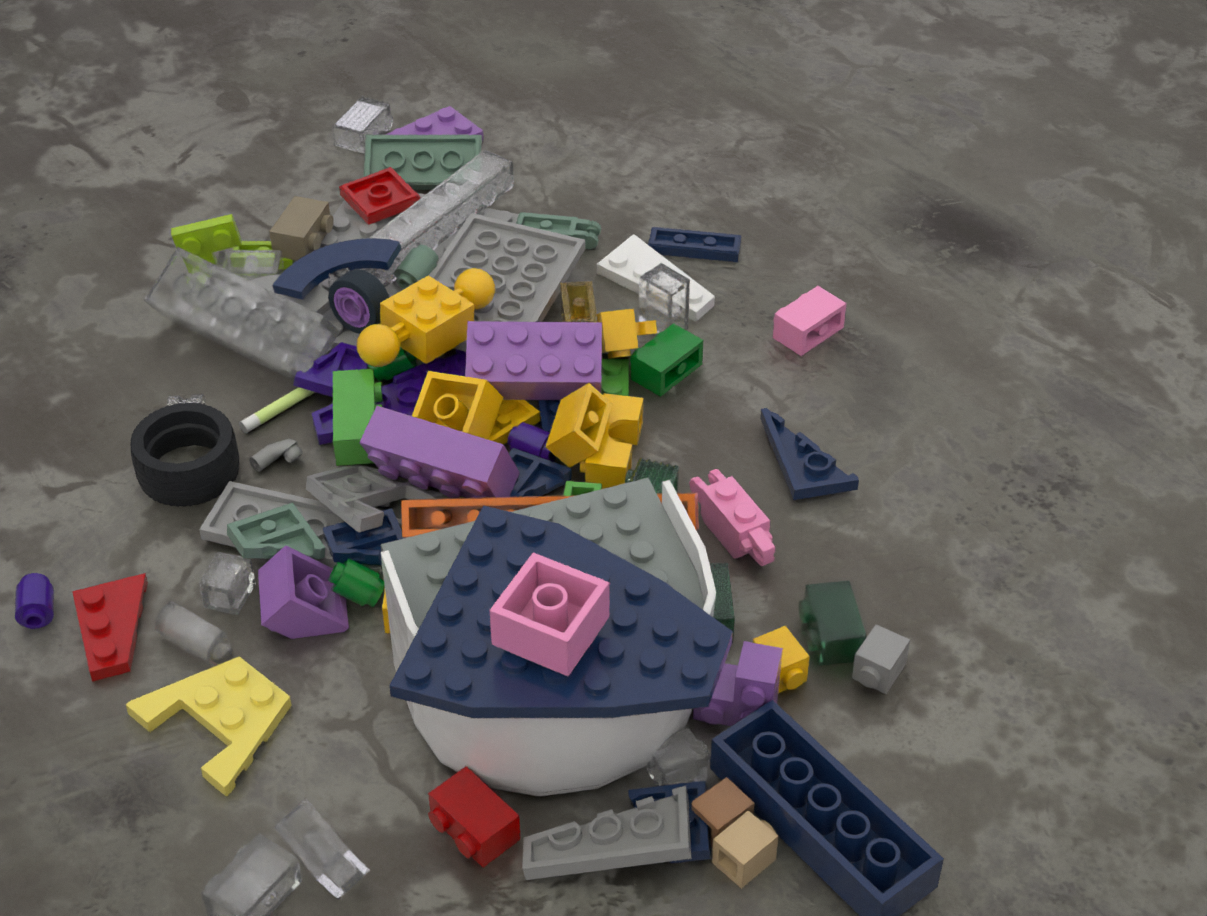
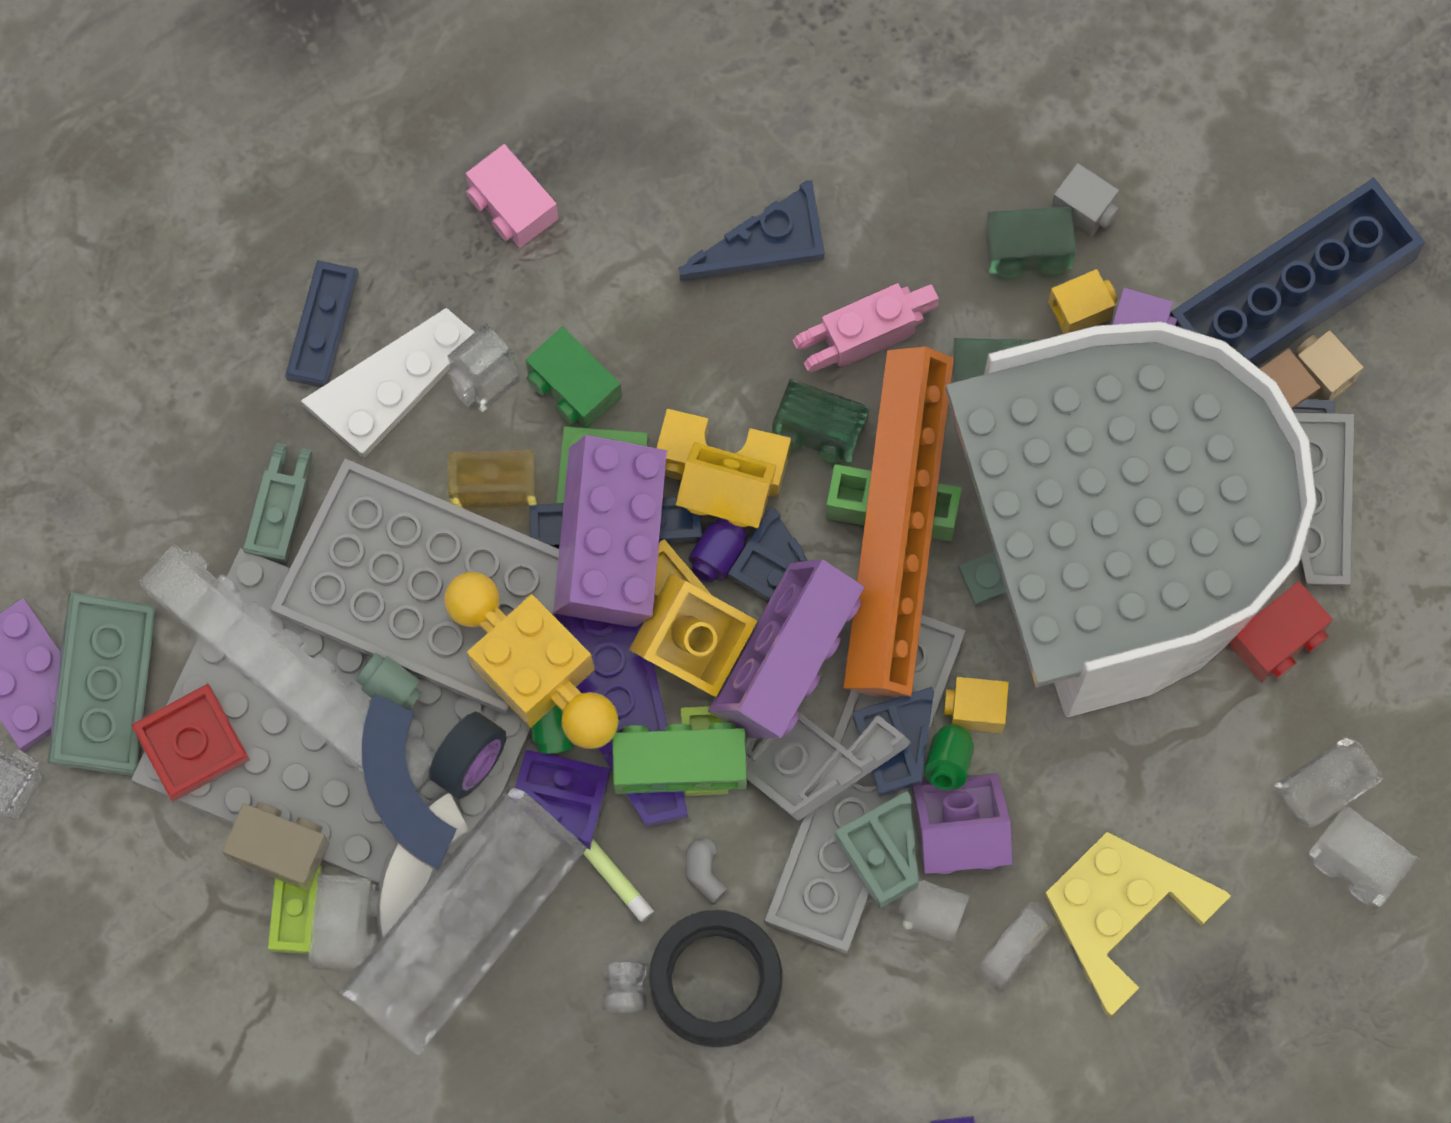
camera: 85 degrees left, 30 degrees up
(109, 624) = (980, 1051): red wing -> none
(207, 237) = (314, 988): lime plate -> none
(550, 613) = (1249, 475): bright pink brick -> none
(621, 332) = (543, 424): yellow brick -> none
(646, 659) = (1212, 487): dark blue piece -> none

